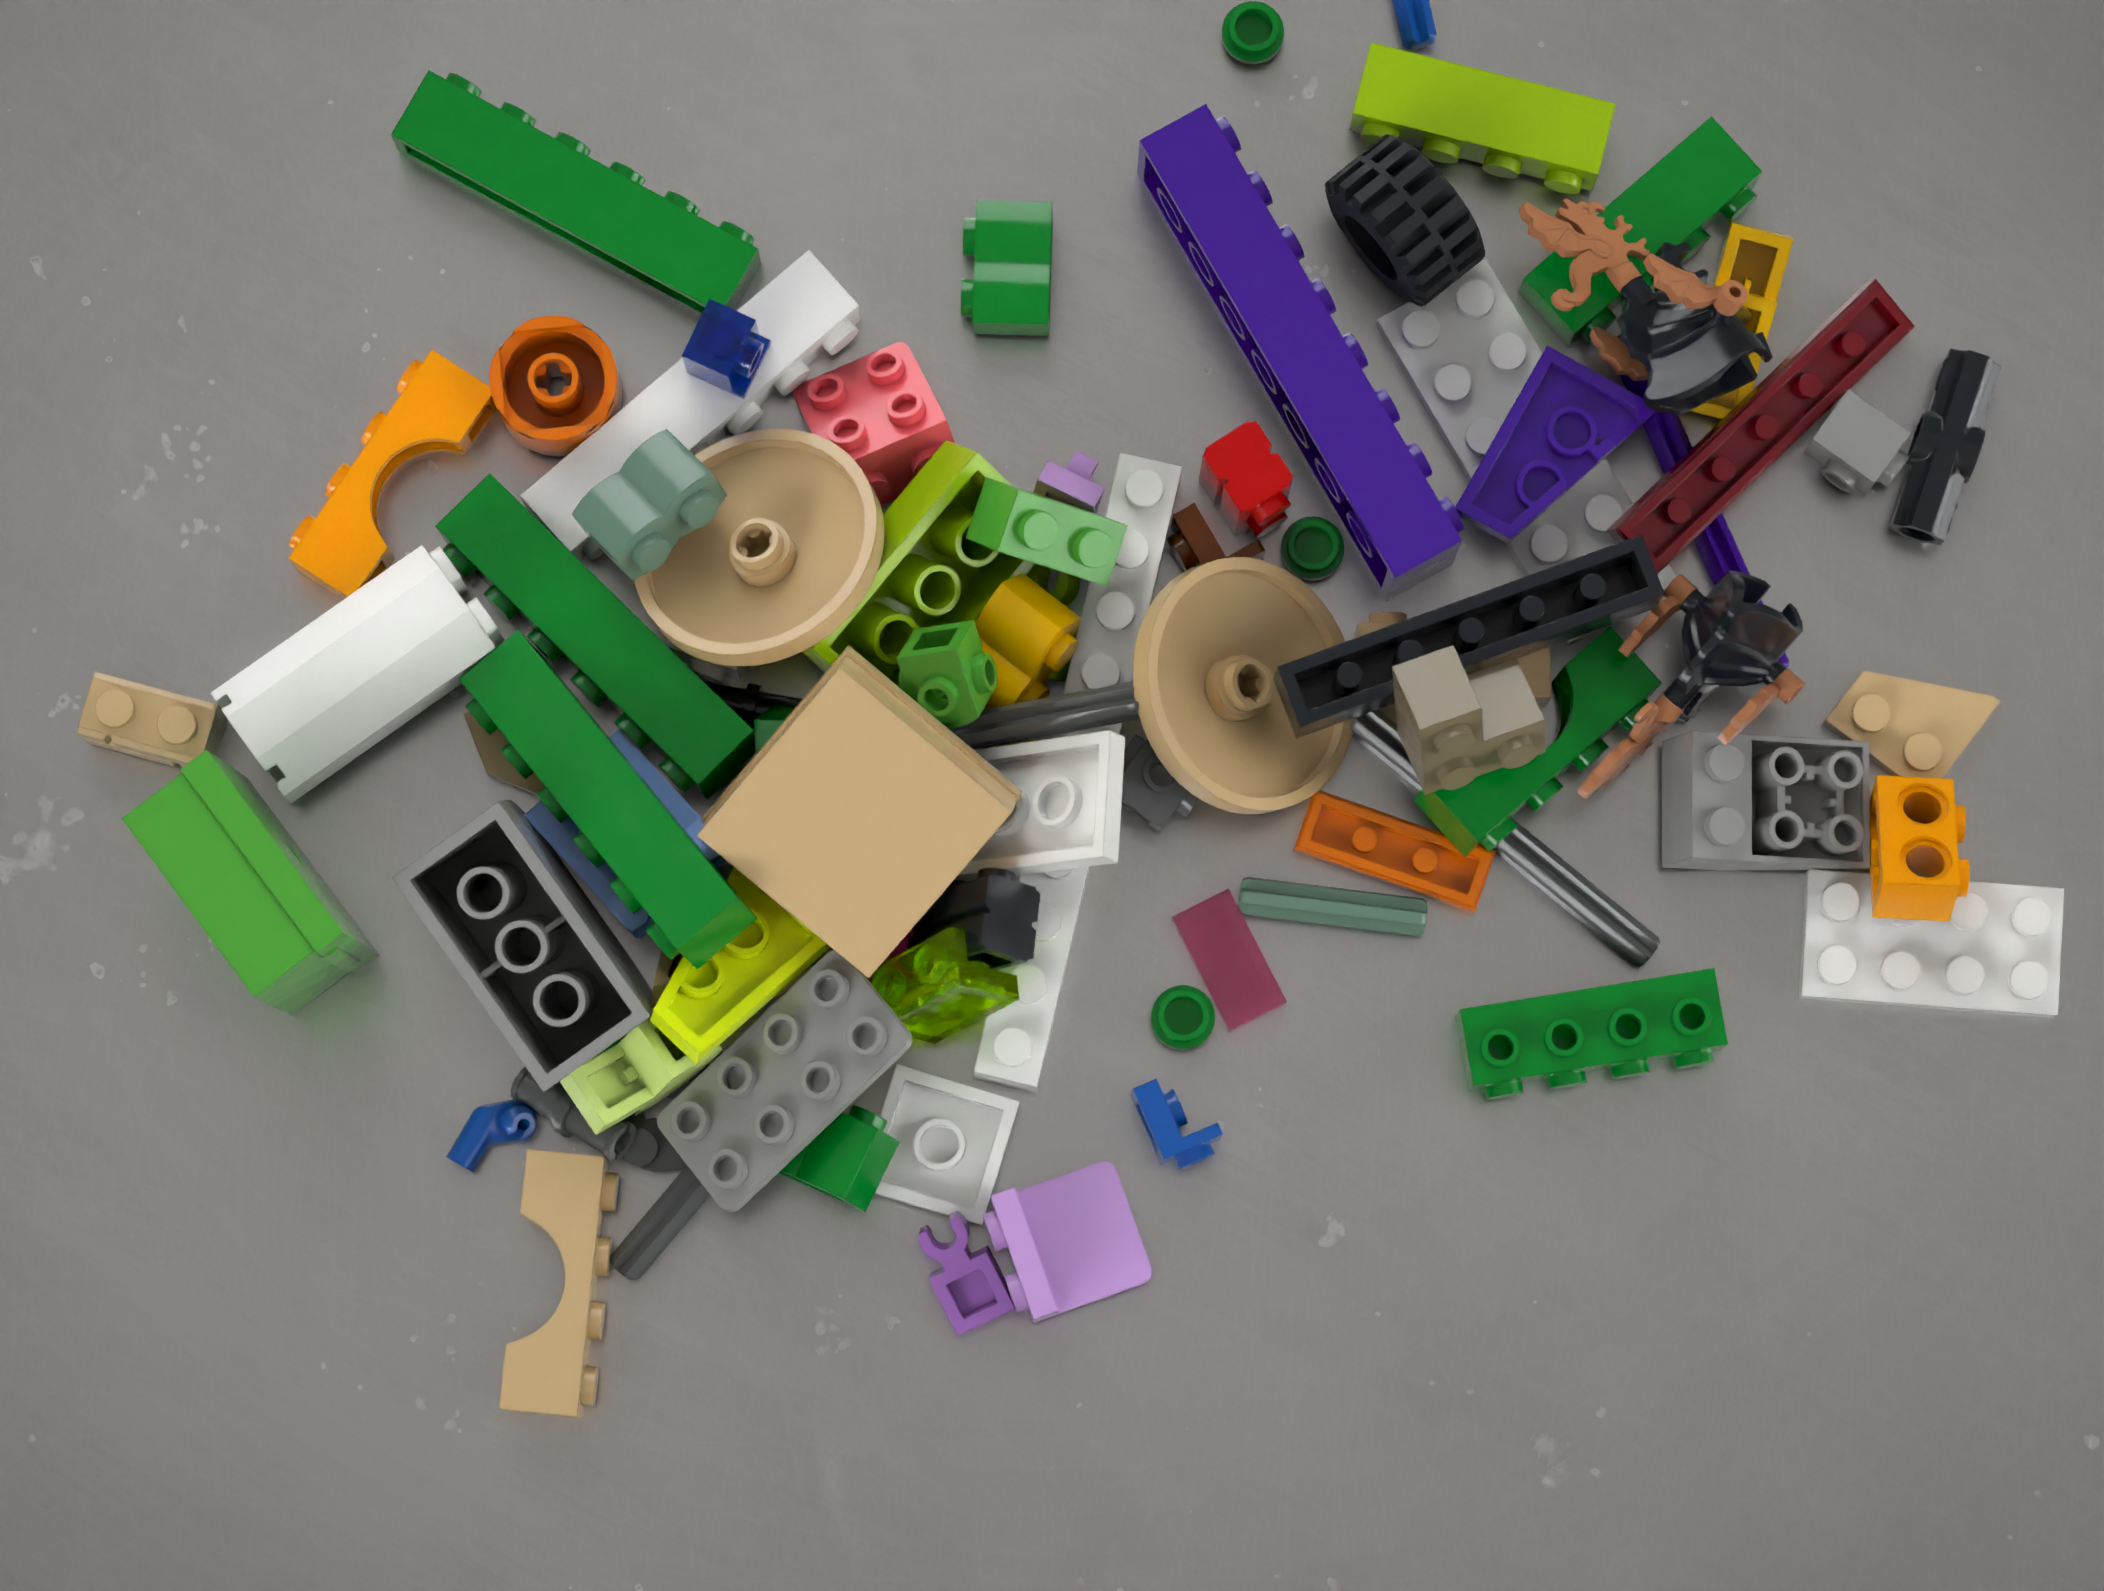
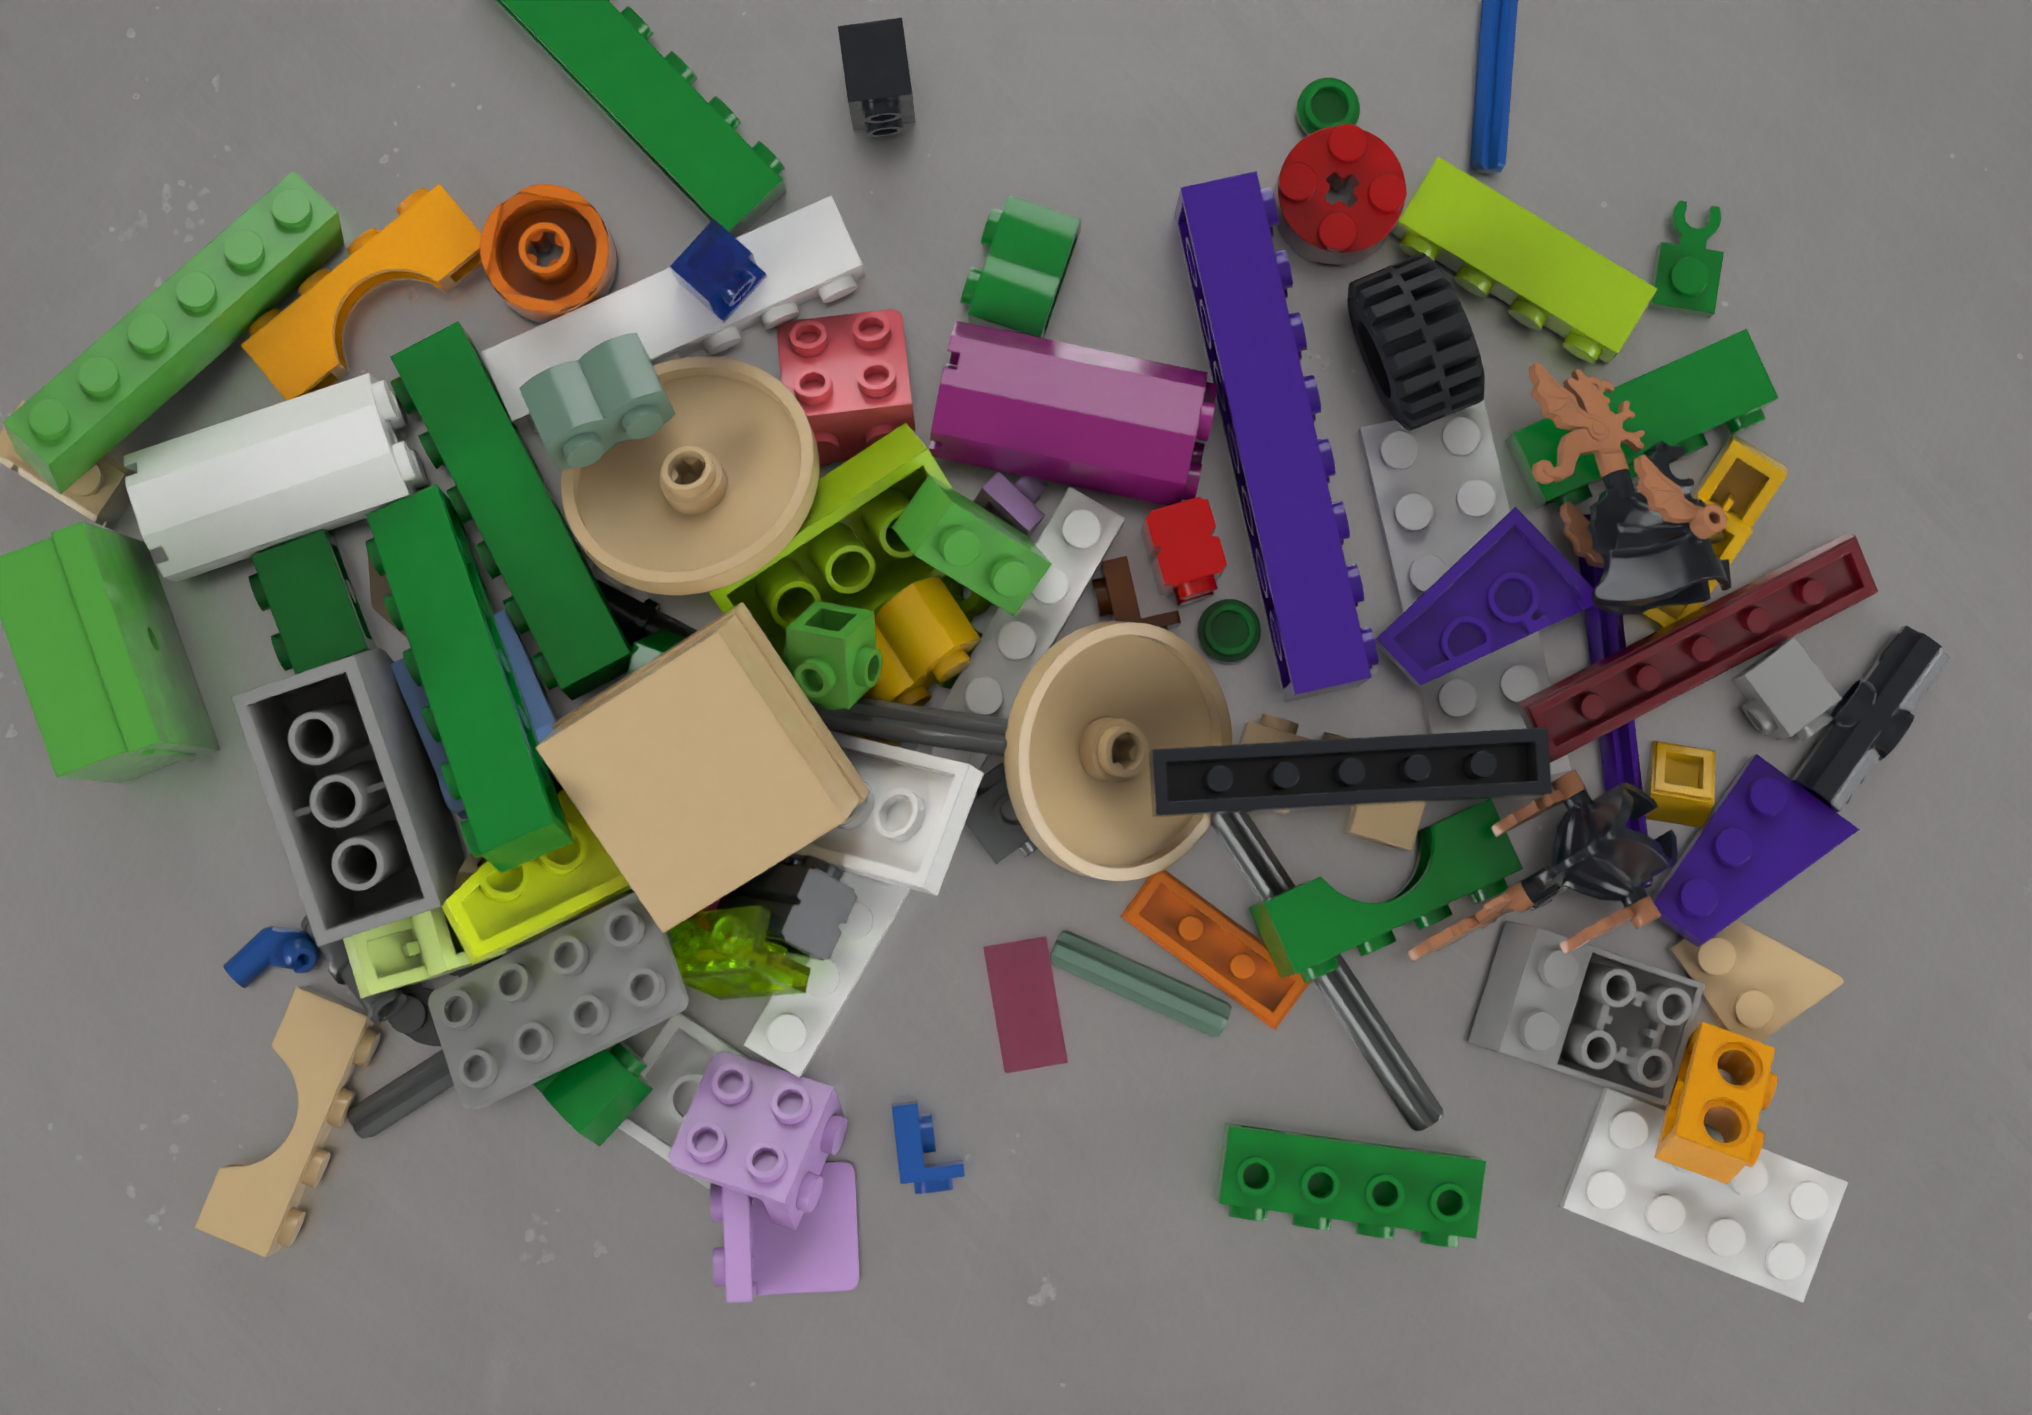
camera: 15 degrees right, 5 degrees up
(225, 562) = (175, 332): none -> bright green brick
(425, 780) = (310, 602): none -> green brick
(818, 125) = (877, 76): none -> black brick
(968, 1283) = (677, 1239): medium lavender plate -> none
(1017, 1152) = (761, 1135): none -> lavender bracket
(1102, 385) = (1072, 415): none -> magenta brick
(1183, 1017) = (964, 1046): green plate -> none
(1281, 74) = (1341, 159): none -> red brick
(1464, 722) = (1319, 857): dark tan brick -> none
(1638, 82) = (1687, 271): none -> green plate
(1787, 562) = (1681, 783): none -> yellow slope
(1868, 605) = (1746, 851): none -> dark purple wing

